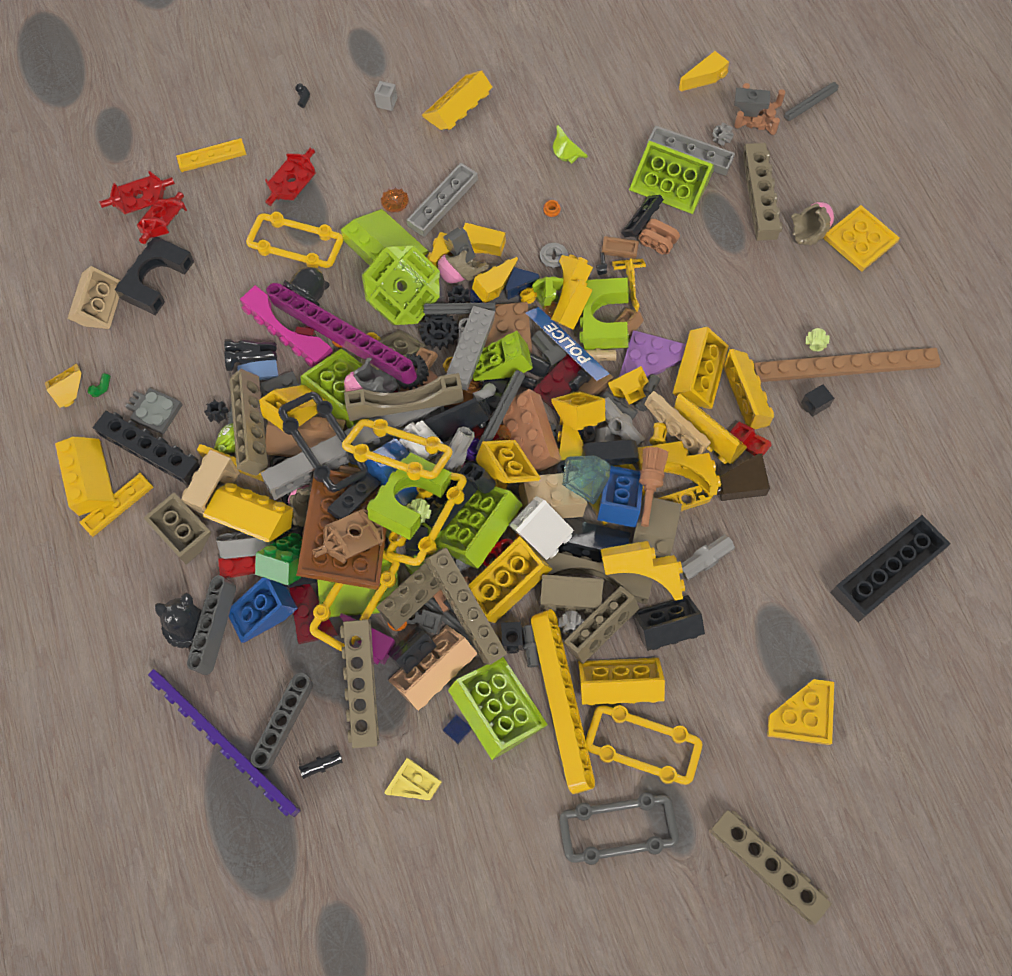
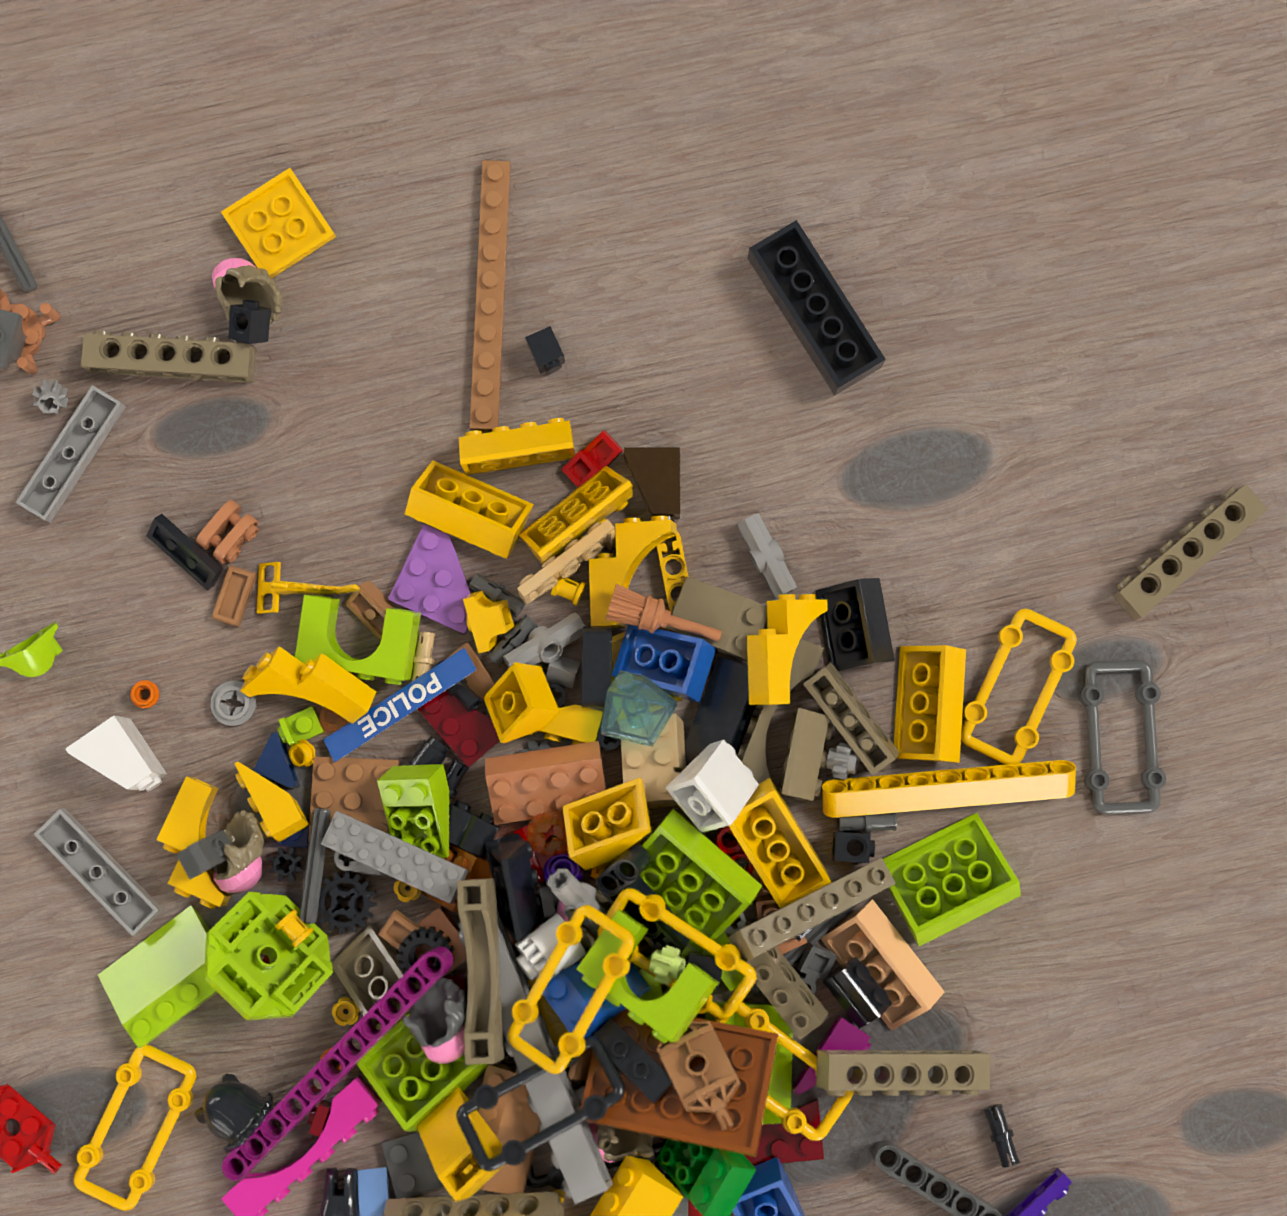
camera: 85 degrees left, 15 degrees up
(391, 205) = (94, 959): clear orange gear -> none
(413, 782) = (1038, 1006): light yellow wing -> none
(420, 299) = (294, 928): none -> yellow bush
(457, 729) = (971, 939): clear blue plate -> none
(487, 391) = (475, 839): light grey arm -> none
(501, 408) = (512, 822): dark grey axle -> none
(513, 197) = (119, 754): none -> white slope
(550, 287) = (309, 720): lime bracket -> none
(550, 351) = (404, 732): dark grey piece -> none
(602, 268) = (268, 629): black hand -> none
(672, 175) = (120, 493): lime slope -> none
(794, 226) = (249, 322): none -> black brick
(805, 715) = (1001, 465): yellow plate -> none
(817, 339) = (446, 328): yellowish green gear -> none

